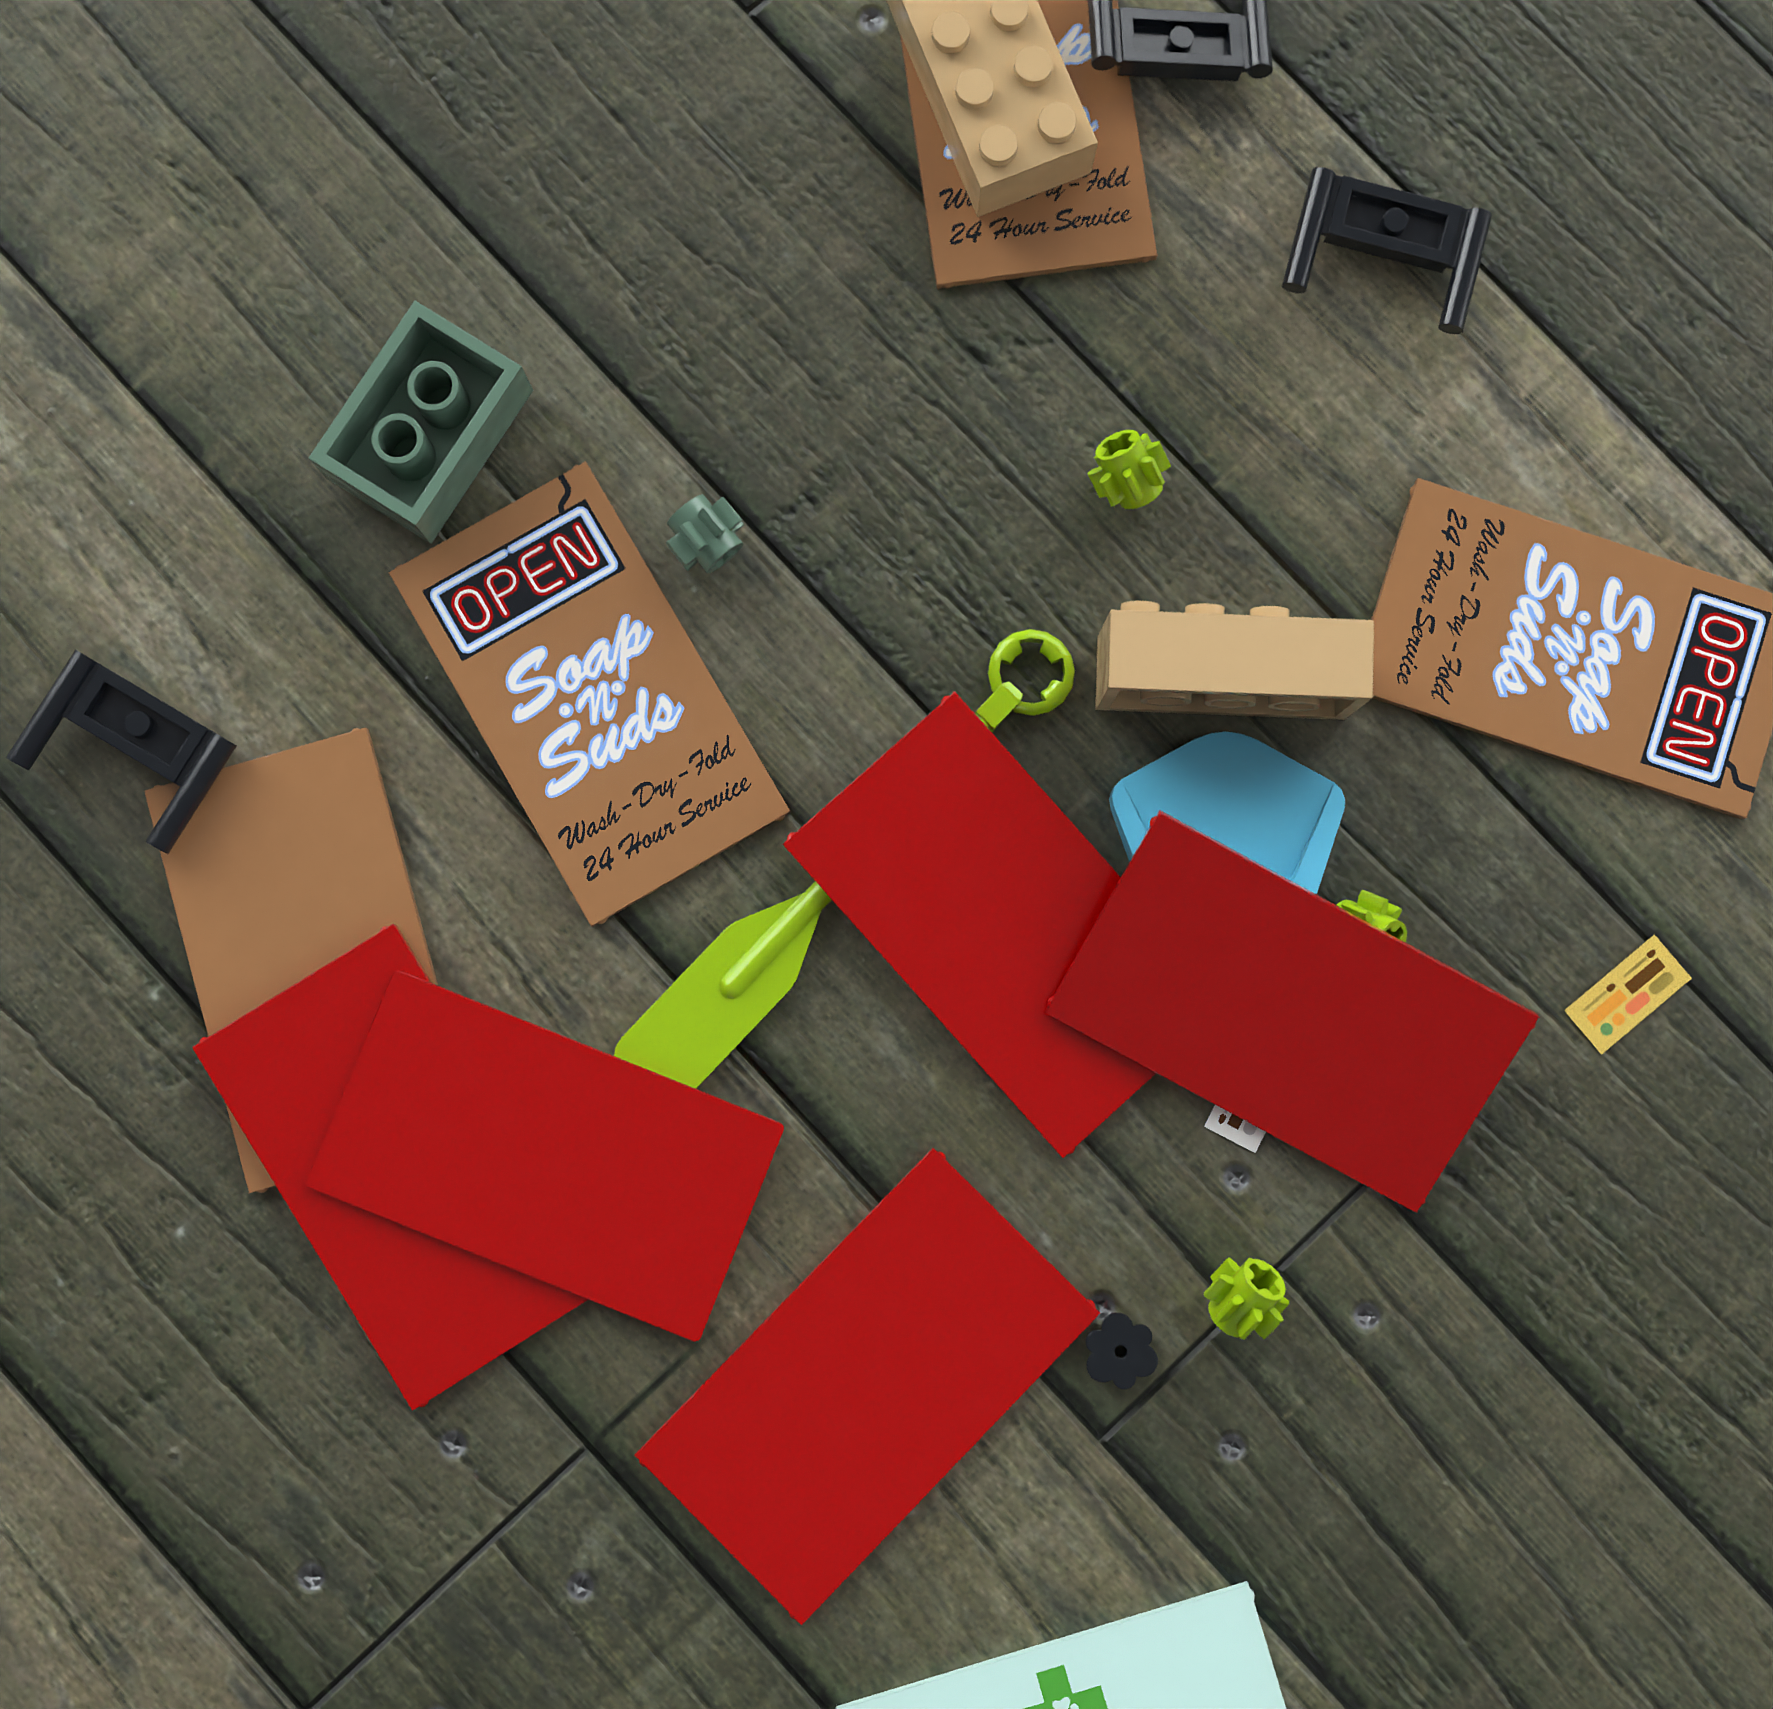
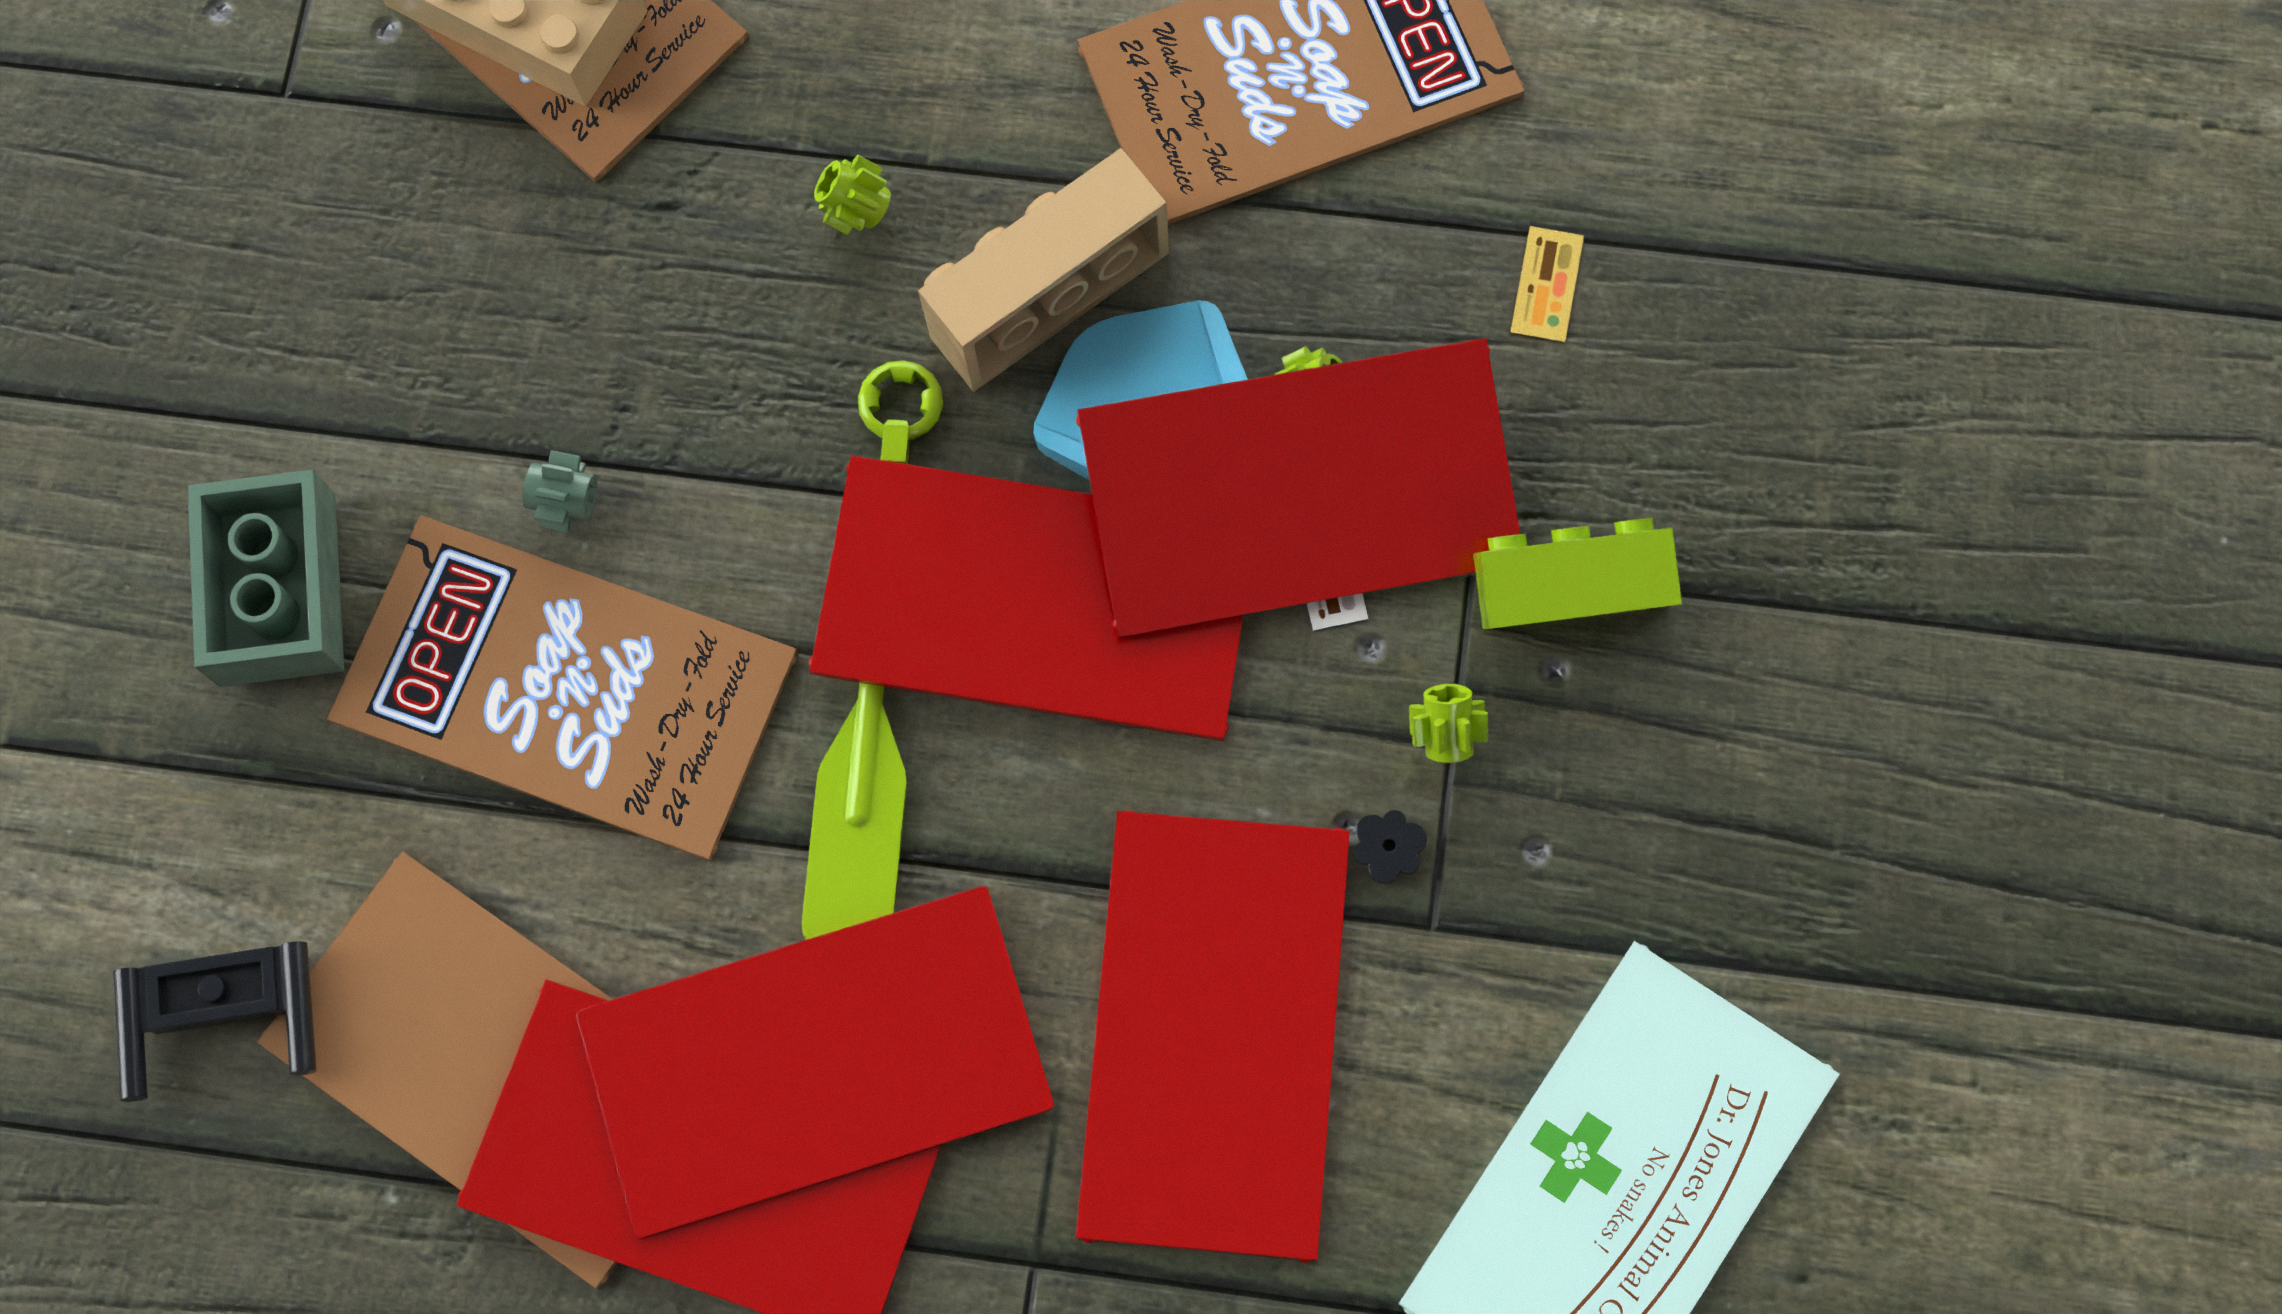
camera: 30 degrees left, 10 degrees down
(1448, 1265) = (1576, 574): none -> lime brick

